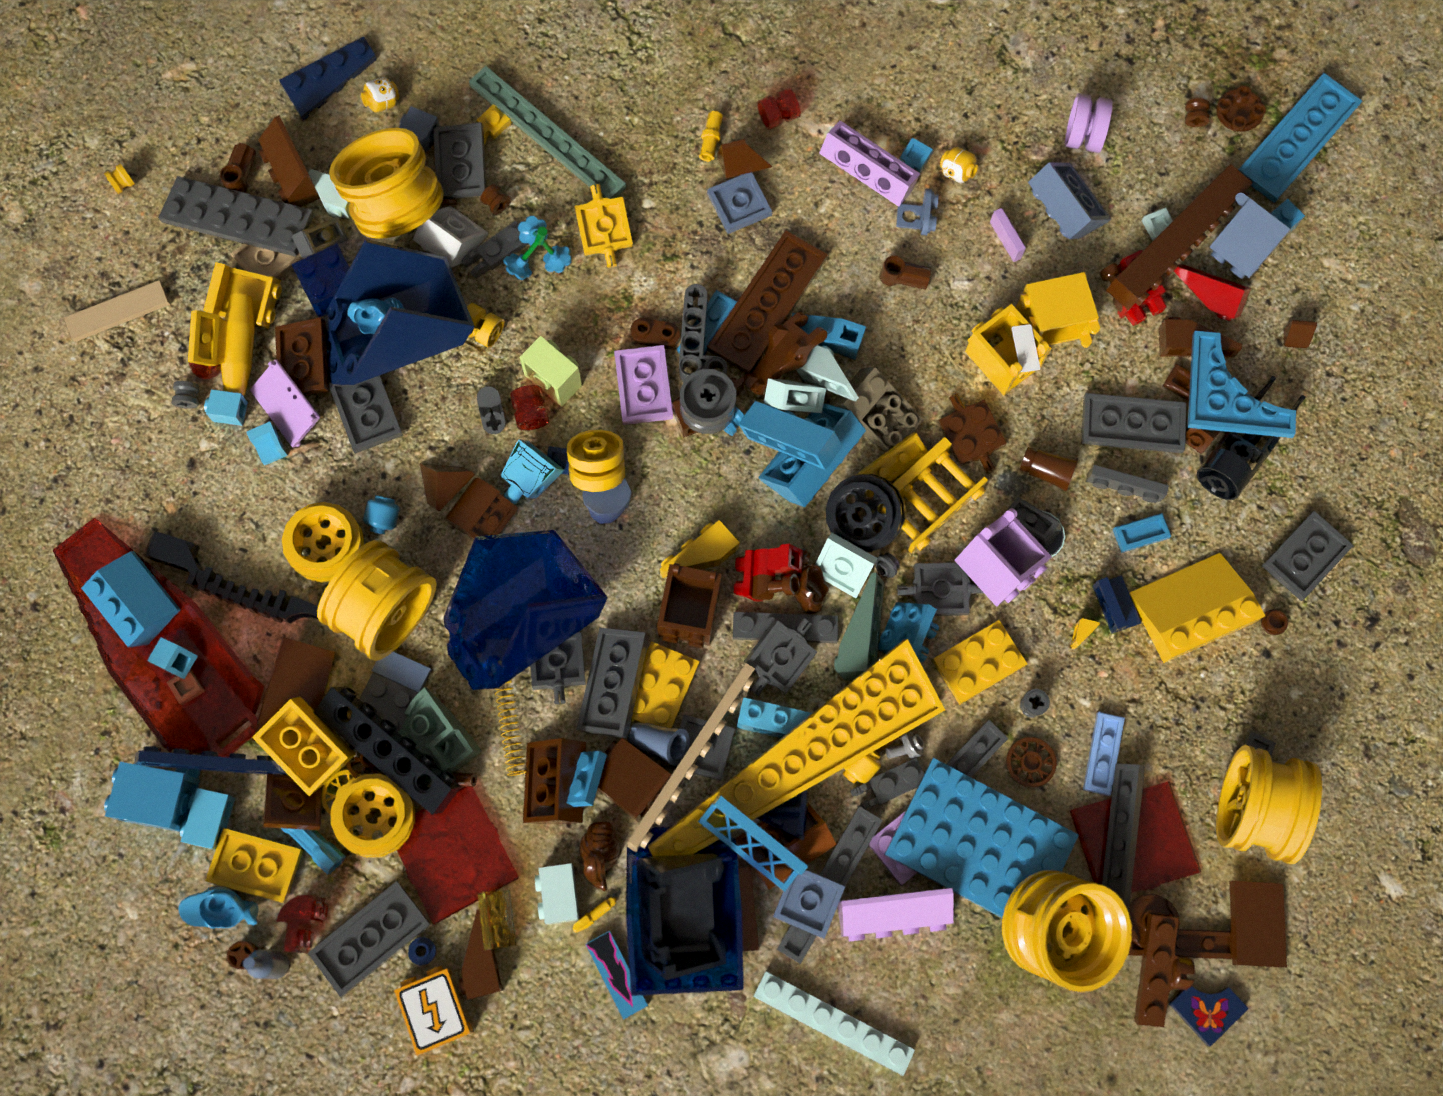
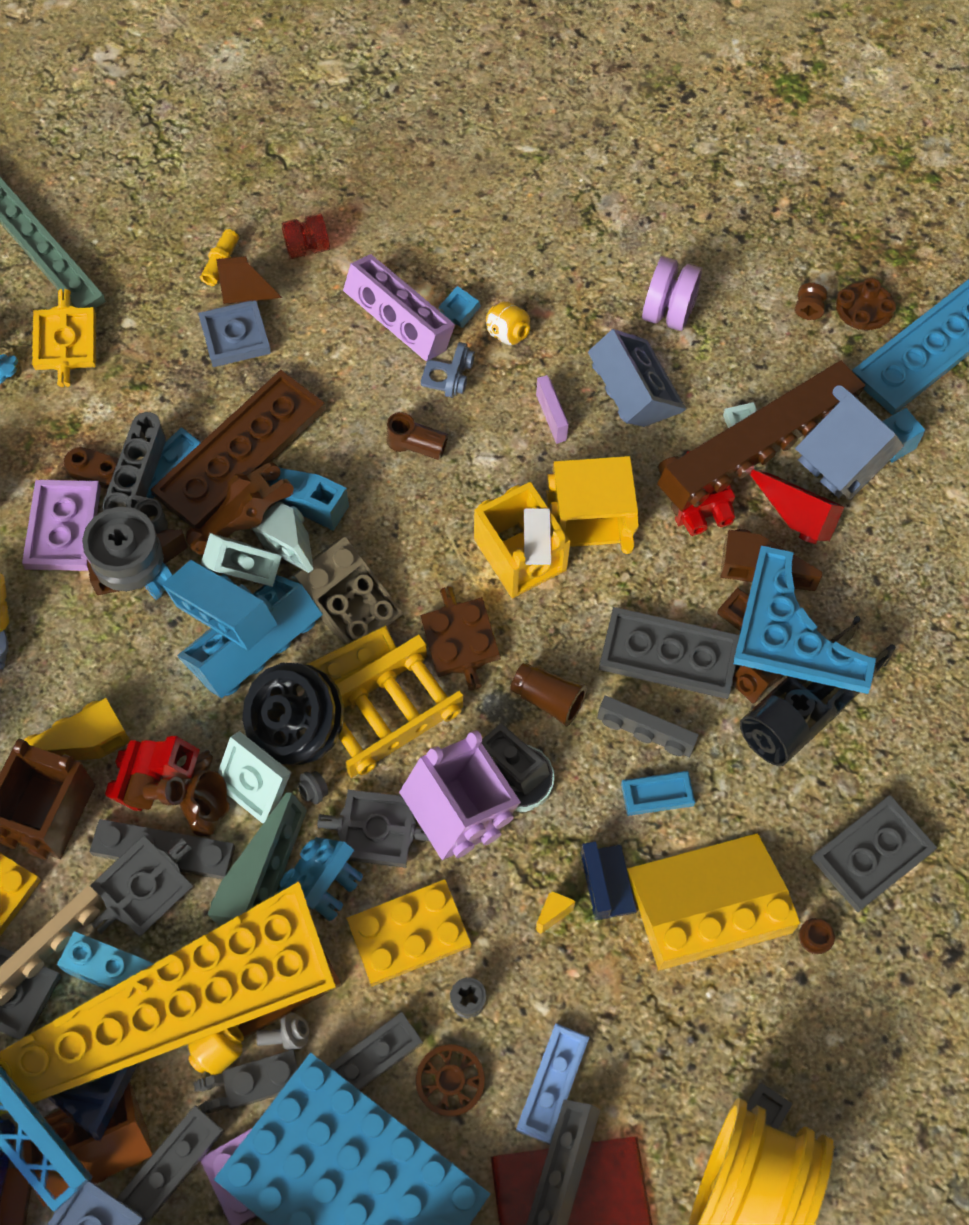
camera: 10 degrees right, 10 degrees down
(1299, 333) = (902, 571): reddish brown slope -> none

